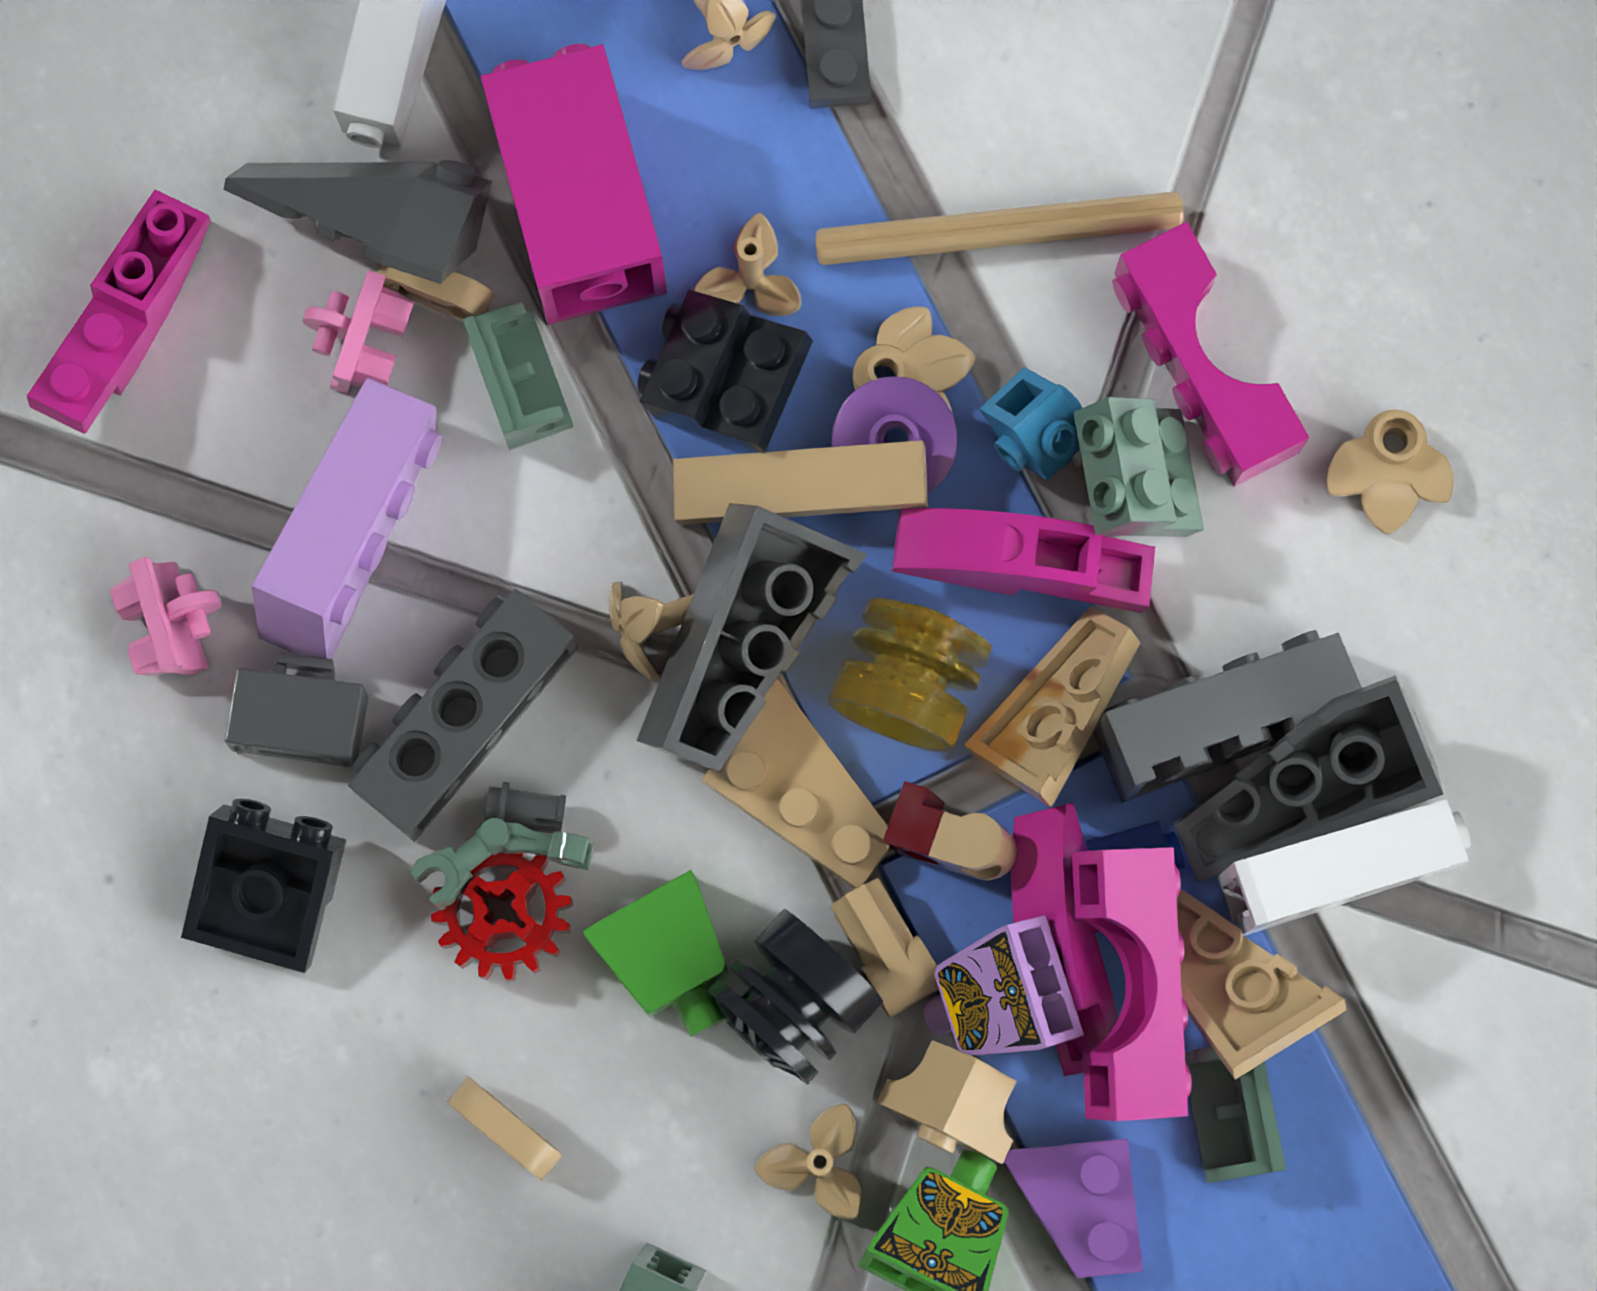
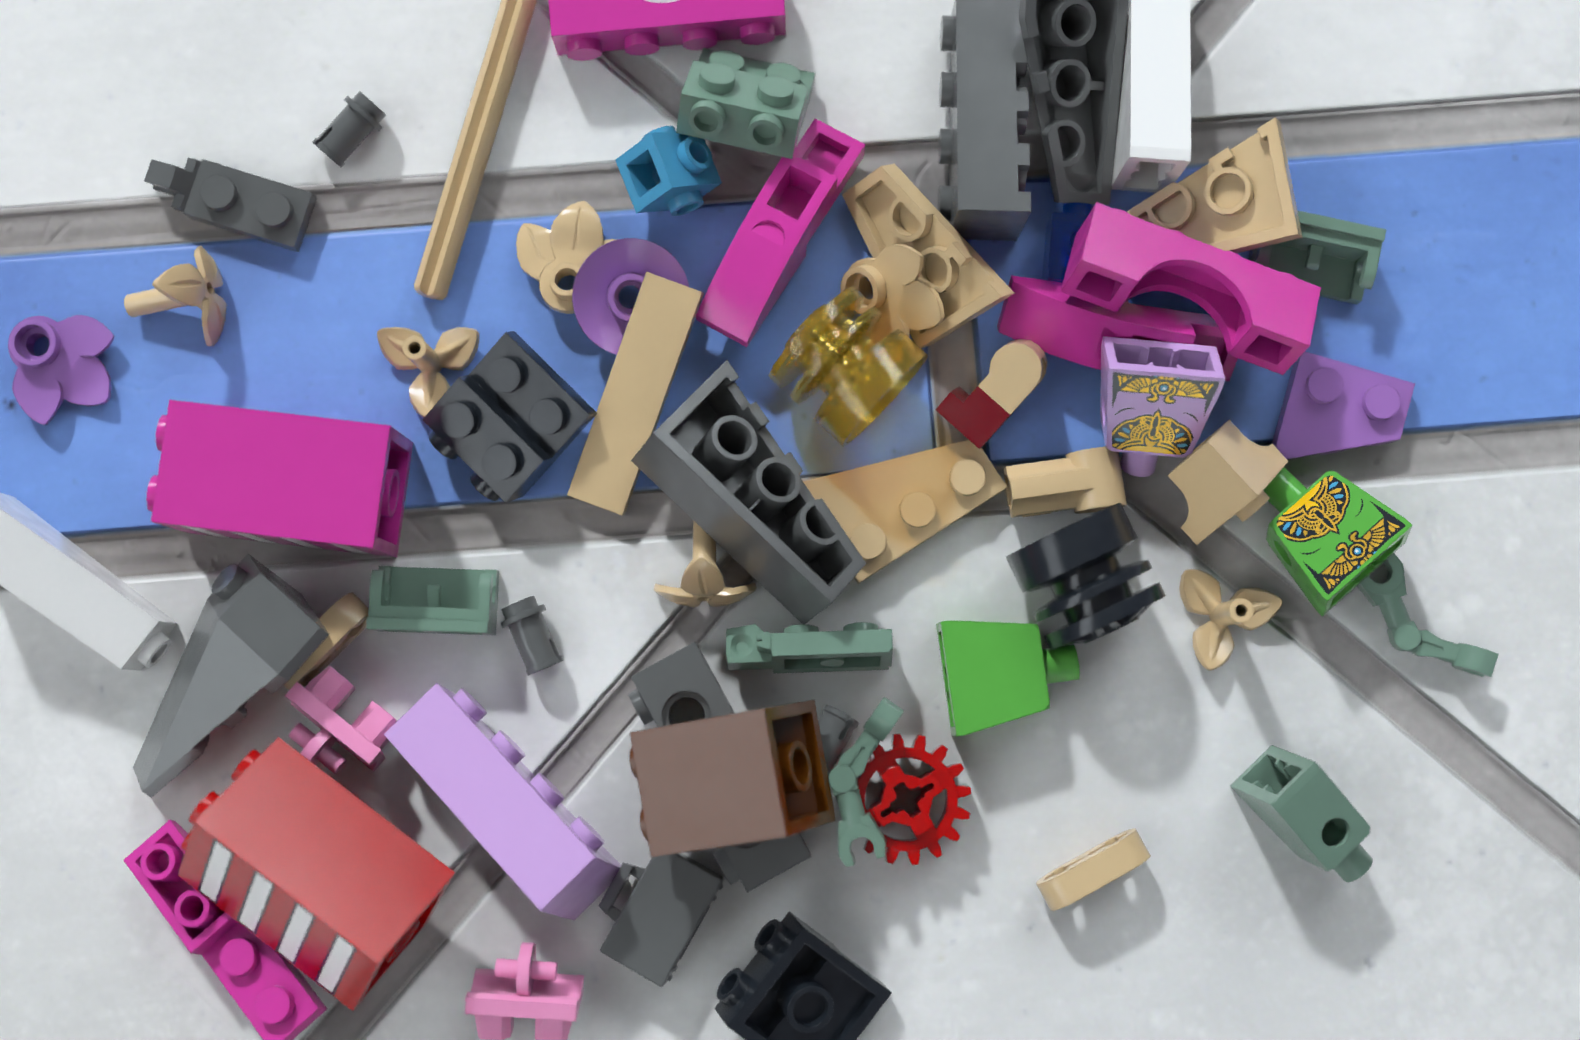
camera: 70 degrees left, 5 degrees up
(209, 364) = (312, 871): none -> brick
(452, 722) = (731, 779): none -> slope
(521, 481) = (531, 634): none -> dark grey pin
(613, 756) = (807, 649): none -> sand green hinge
(950, 105) = (350, 128): none -> dark grey pin
(1007, 693) = (896, 291): none -> tan plate

